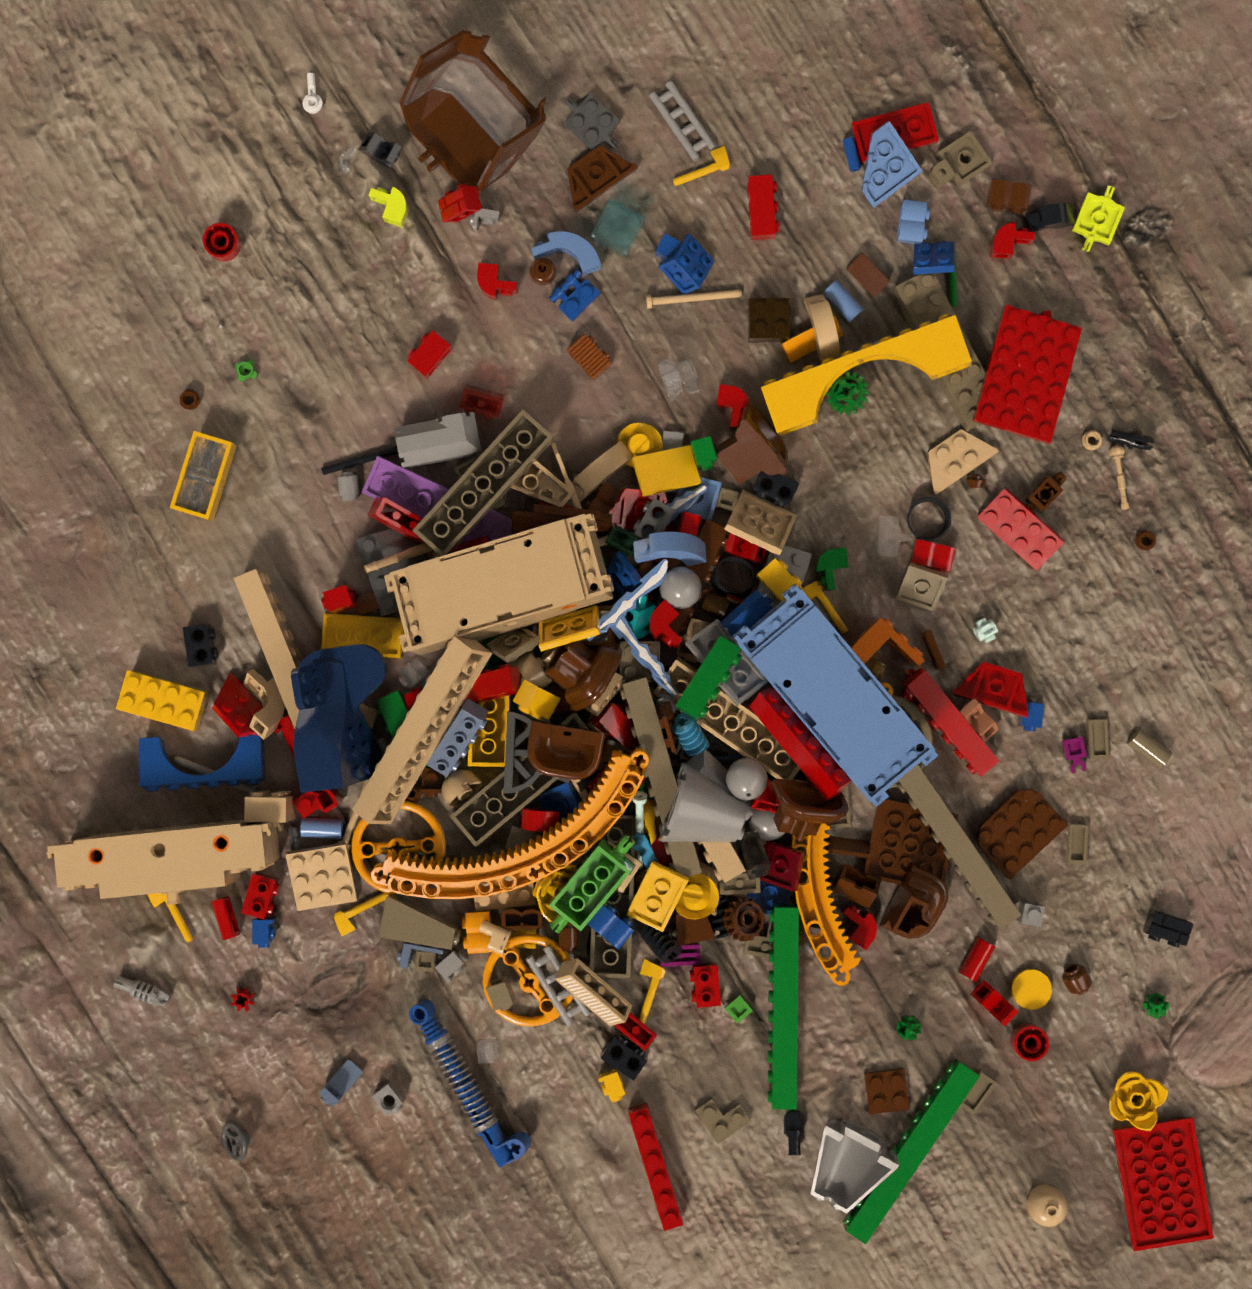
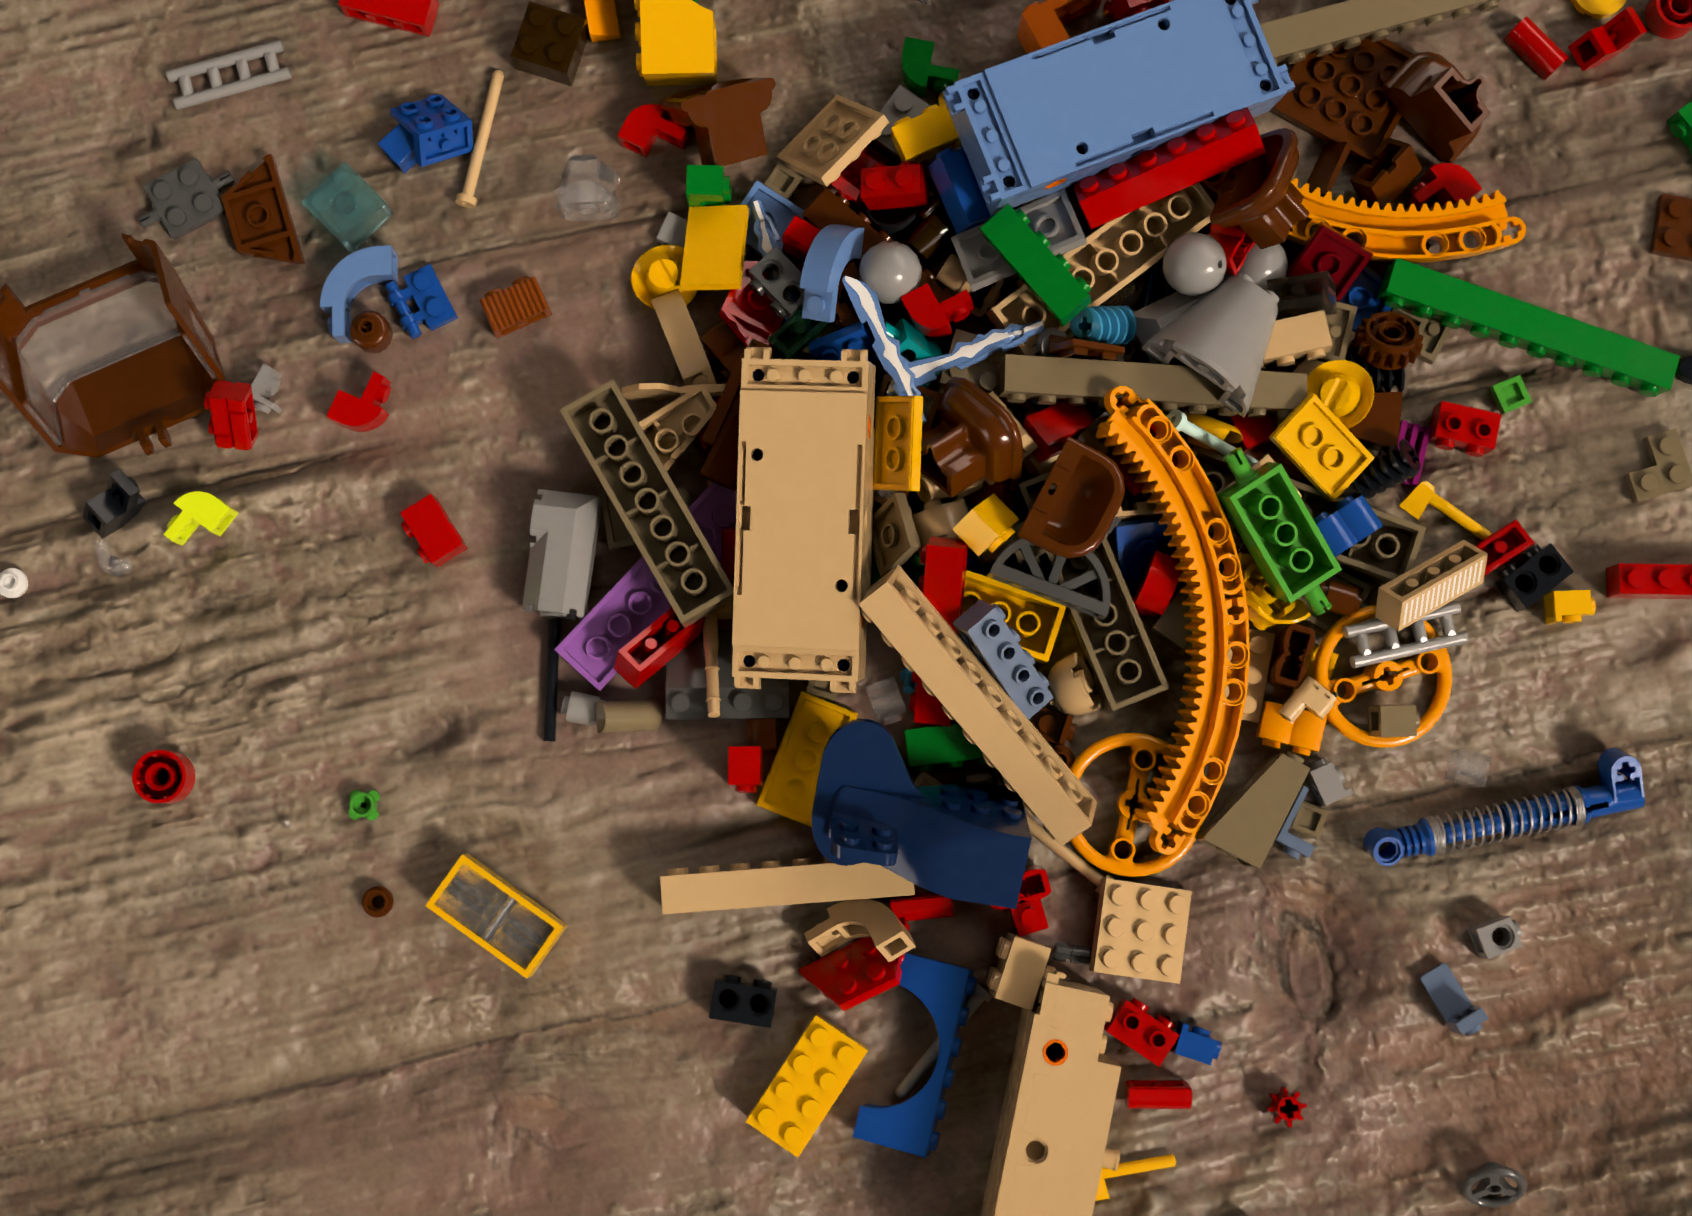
camera: 70 degrees left, 5 degrees down
(322, 827) = (1068, 907): medium blue brick -> none
(342, 918) = (1209, 921): yellow piece -> none
(352, 515) = (628, 716): none -> dark tan brick
(482, 401) = (527, 475): clear red brick -> none
(643, 846) = (1252, 446): dark azure piece -> none
(721, 163) = (305, 41): yellow piece -> none
(740, 573) = (894, 186): none -> red brick
(777, 481) = (782, 106): black brick -> none
(909, 1027) = (1607, 167): green gear -> none

